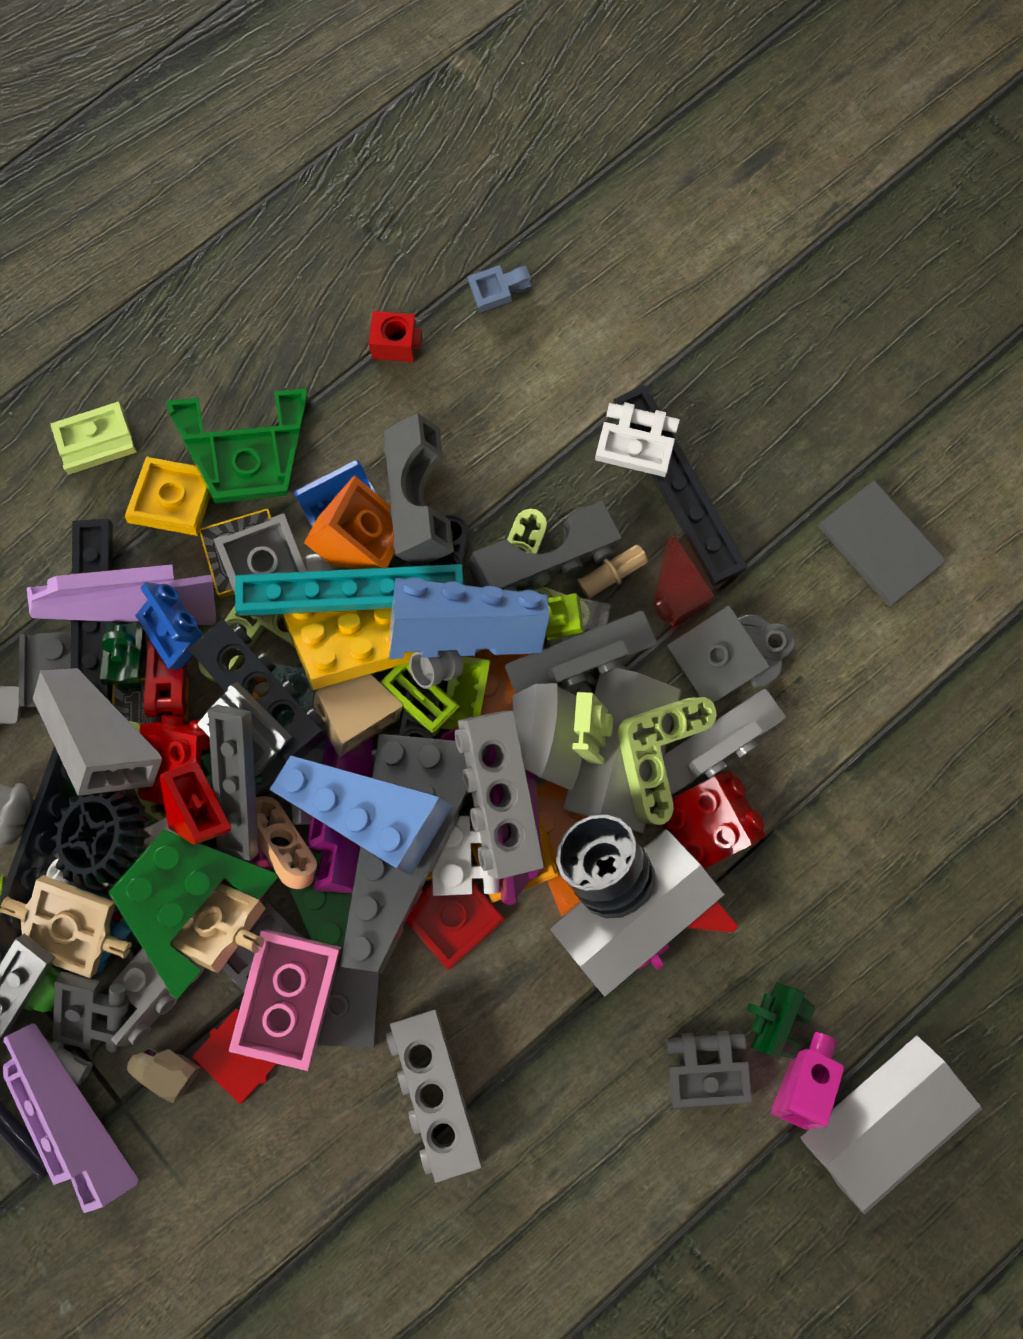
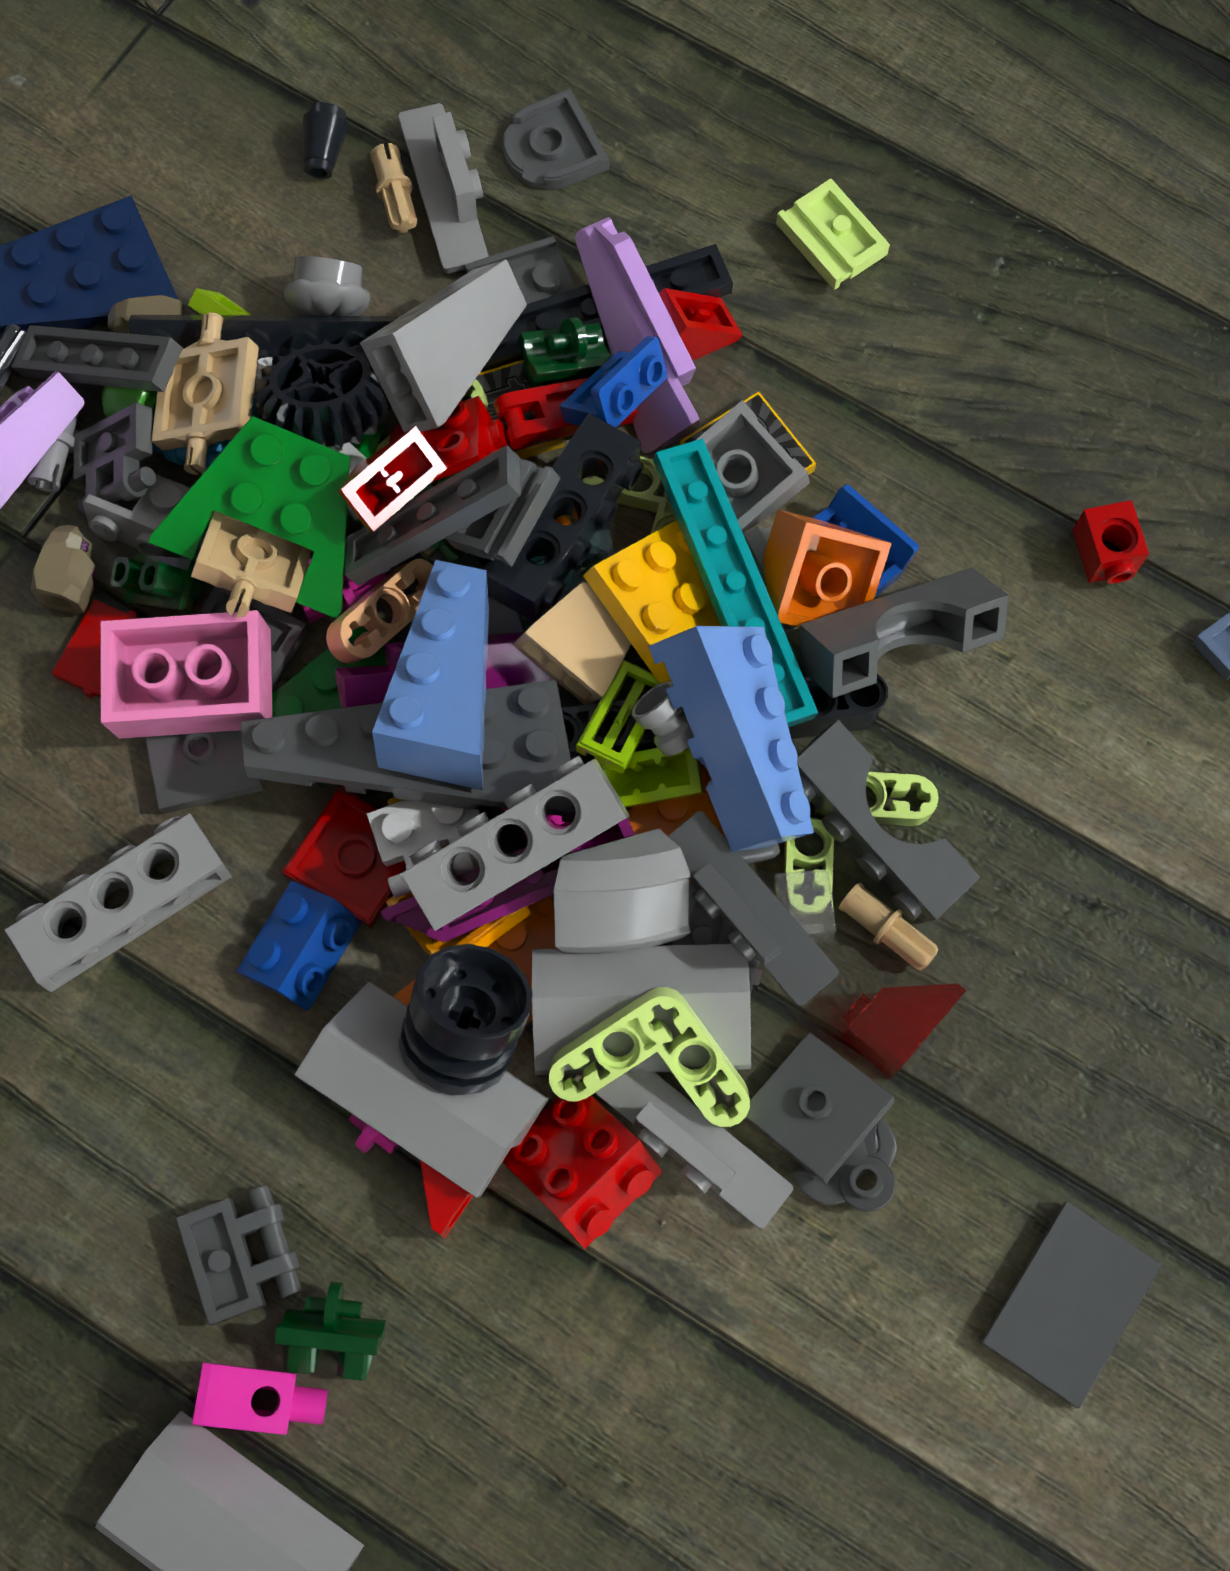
camera: 70 degrees right, 5 degrees down
(129, 550) = (700, 321): none -> red slope
(169, 497) = (790, 346): yellow tile -> none
(199, 1003) = (157, 582): none -> dark green hips
(243, 461) = (869, 417): green wing -> none
(504, 972) = (300, 945): none -> blue bracket
(564, 616) = (795, 868): lime tile -> none
(592, 727) = (646, 940): yellowish green plate -> none
(634, 447) = (1073, 899): white plate -> none
(691, 504) = (1046, 984): black plate -> none

